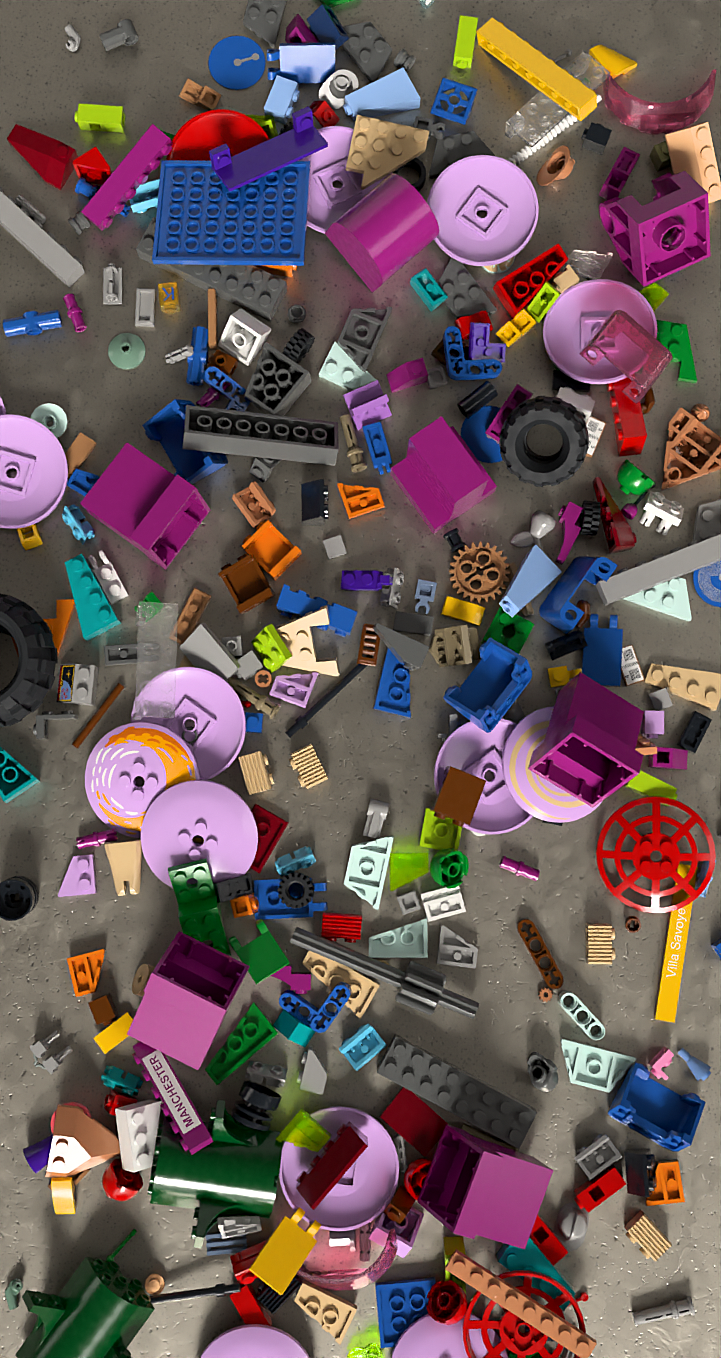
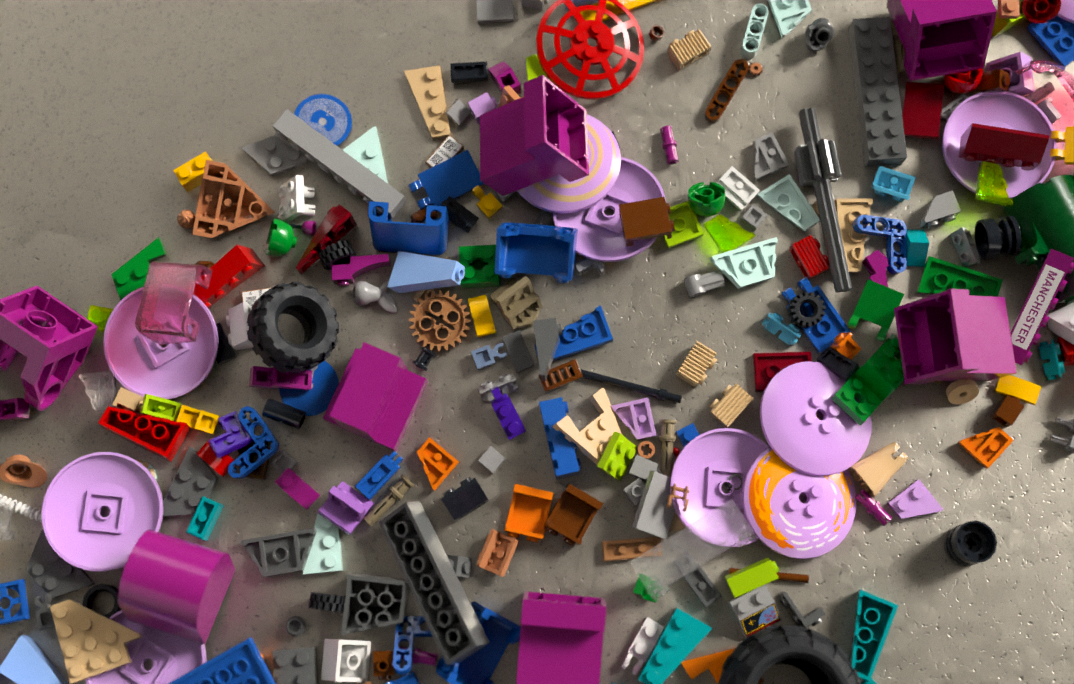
camera: 115 degrees left, 5 degrees down
(103, 697) = (752, 576): none -> lime brick
(213, 675) = (685, 501): none -> medium nougat piece

